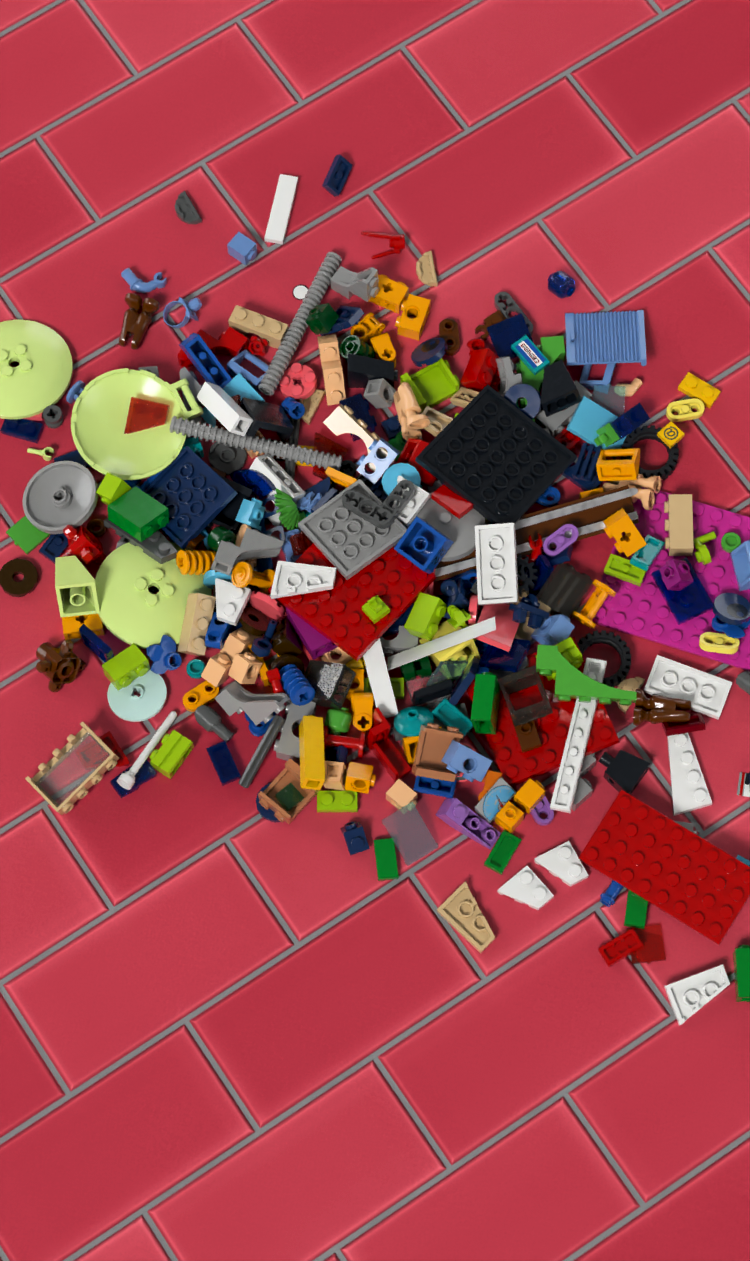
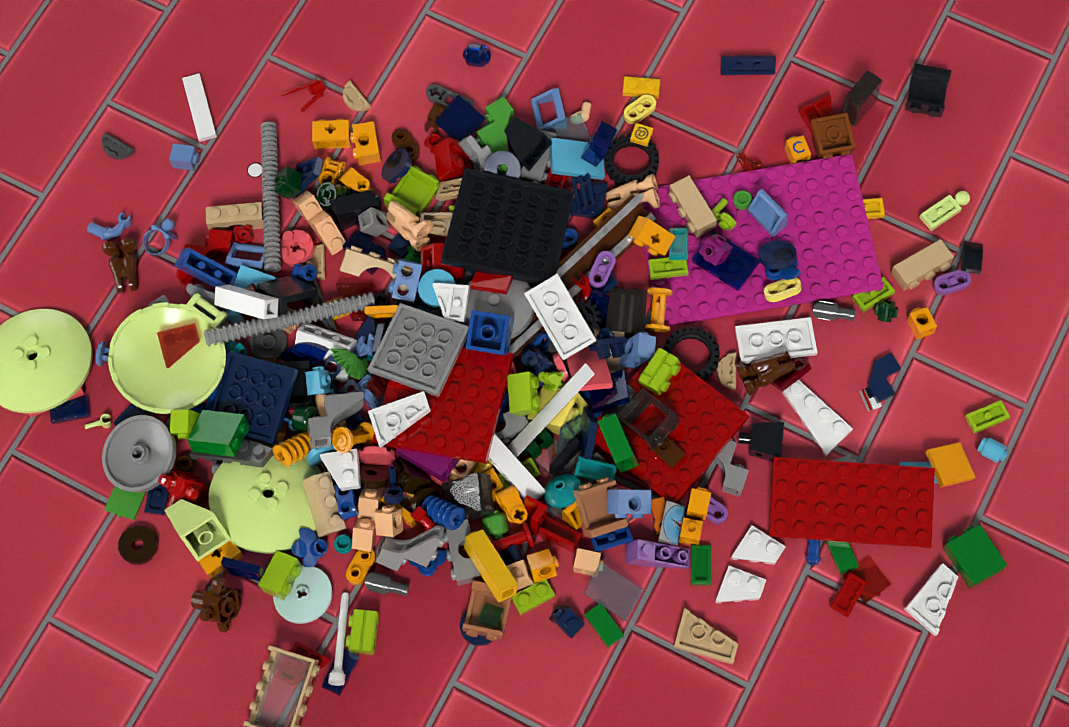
camera: 25 degrees left, 0 degrees up
(55, 420) = (95, 389): dark grey wheel -> none
(223, 763) = (414, 615): clear blue plate -> none
(261, 751) = (443, 587): dark grey axle -> none
(337, 175) = (233, 55): dark blue plate -> none
(361, 284) = (308, 136): light grey arch -> none
(375, 609) = (478, 409): lime tile -> none
(383, 509) = (437, 319): dark grey beam -> none
(530, 355) = (485, 126): tile -> none
(574, 684) = (686, 386): bright green arch -> none
(576, 743) = (712, 429): white tile -> none
(605, 338) = (540, 81): medium blue door -> none
(606, 435) = (588, 161): bright green tile -> none
(618, 469) = (615, 185): light orange tile -> none

